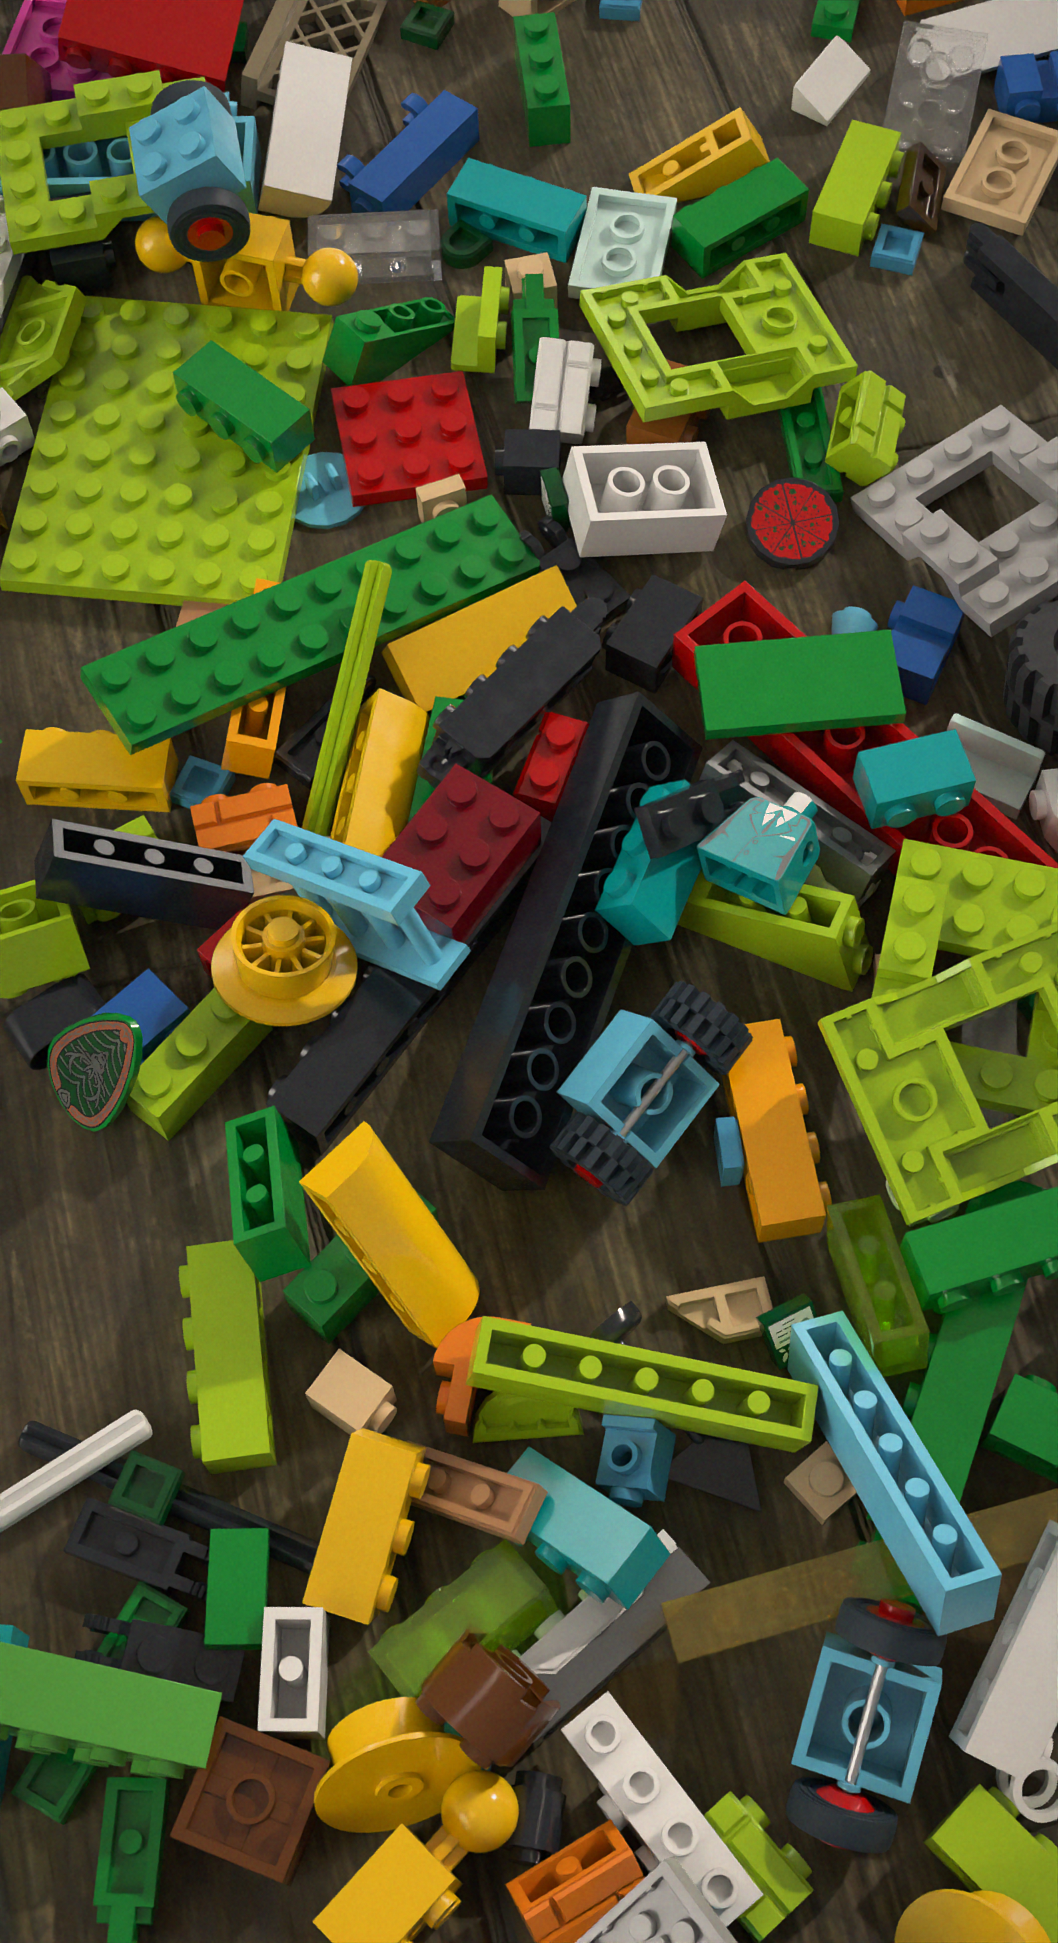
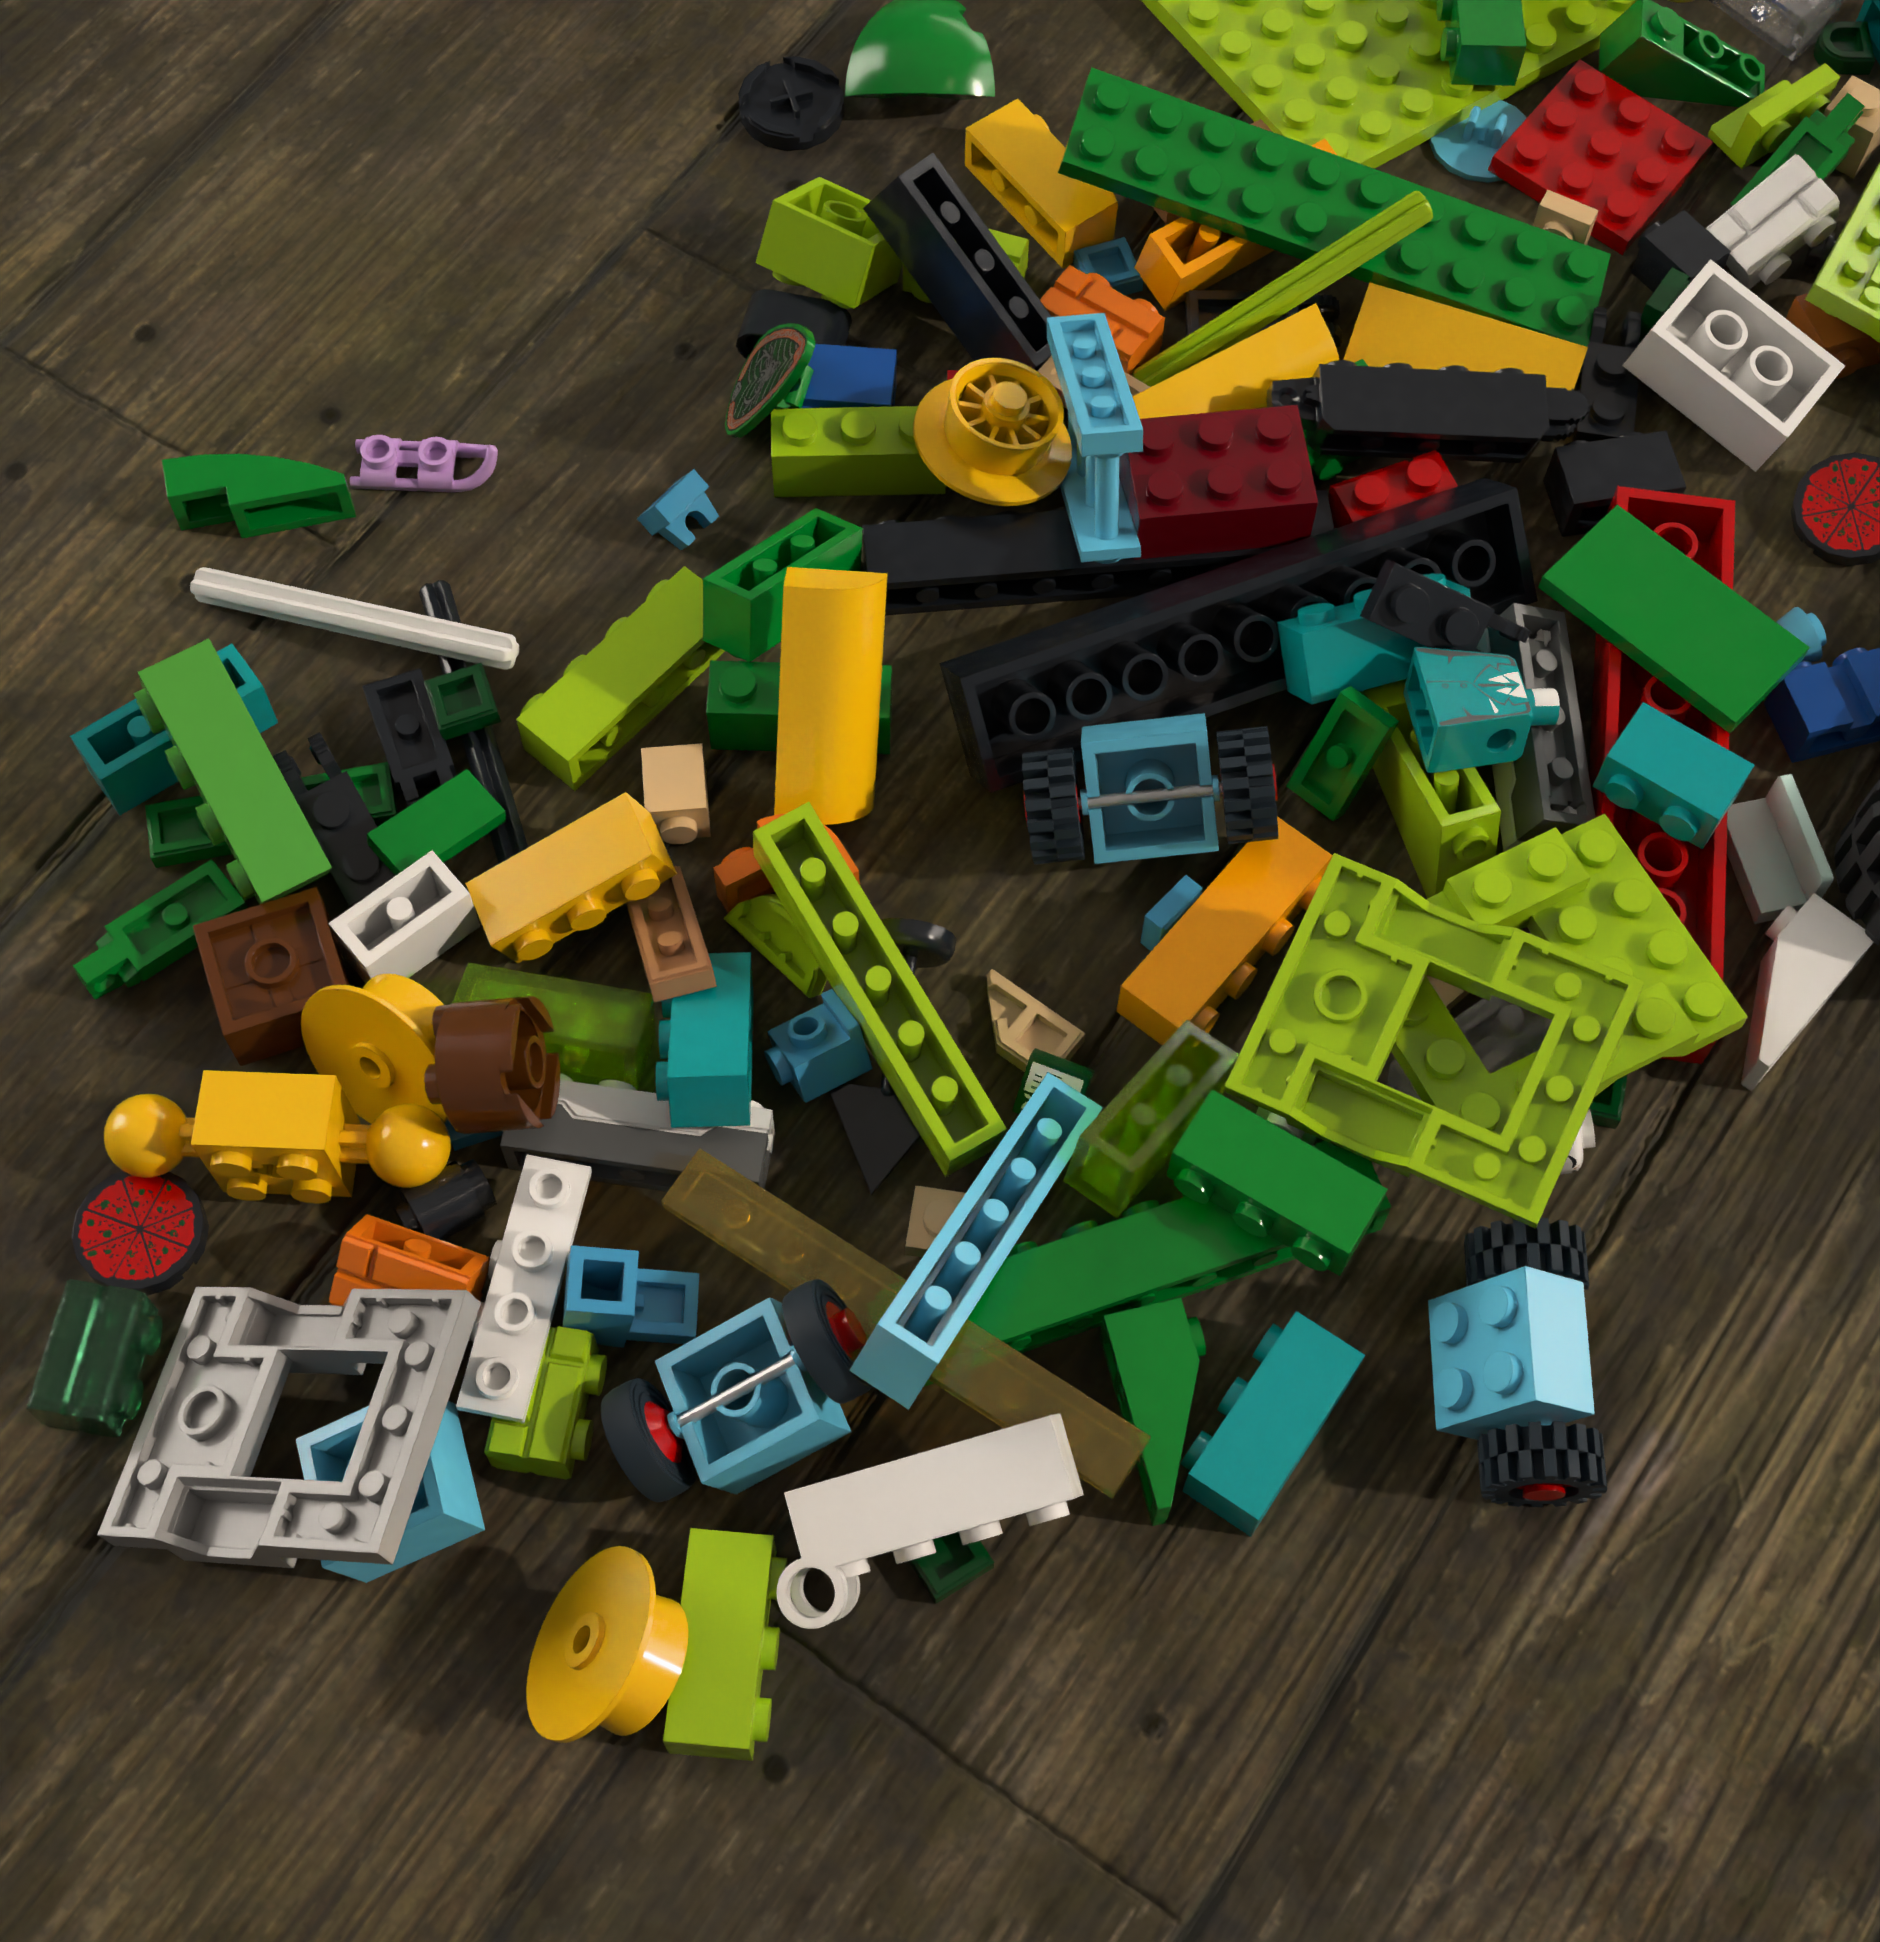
camera: 45 degrees right, 0 degrees up
(120, 1214) = (670, 510): none -> dark azure tile
(712, 948) = (1342, 753): none -> green plate
(722, 1743) = (624, 1302): none -> dark azure brick

